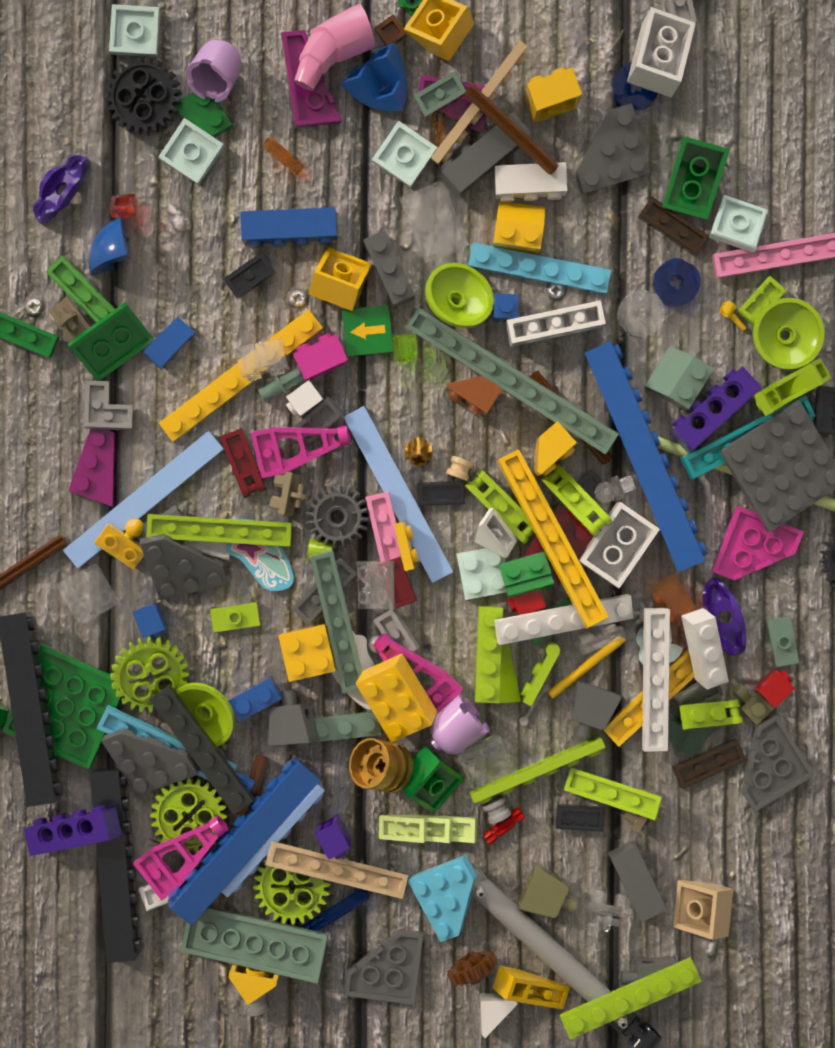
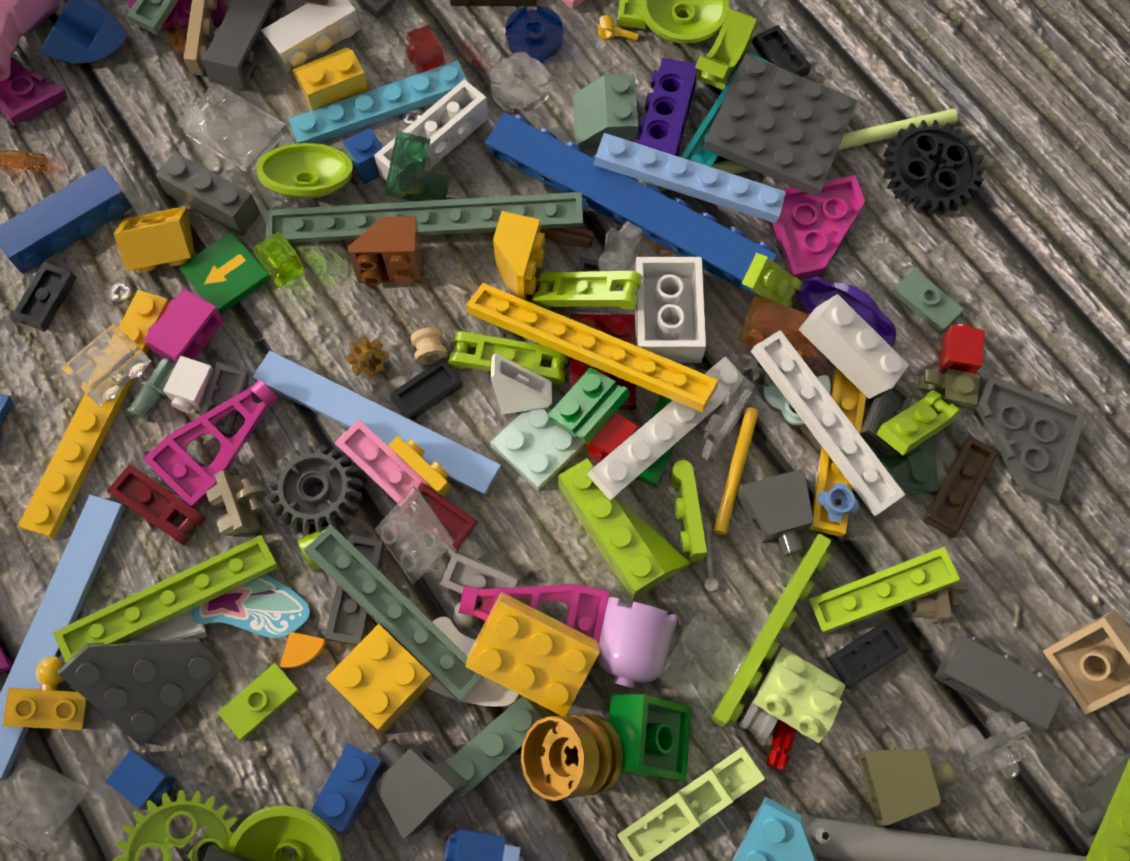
camera: 35 degrees left, 20 degrees down
(274, 604) = (301, 650): none -> light orange tile
(404, 154) = (155, 82): light aqua plate -> none
(522, 350) = (407, 173): none -> clear green plate
(525, 814) = (800, 695): none -> yellowish green plate
(593, 249) = (424, 49): none -> clear red brick
(627, 734) = (845, 495): none -> medium blue plate
(690, 574) = (771, 281): none -> lime plate
(692, 470) = (689, 178): none -> light blue plate

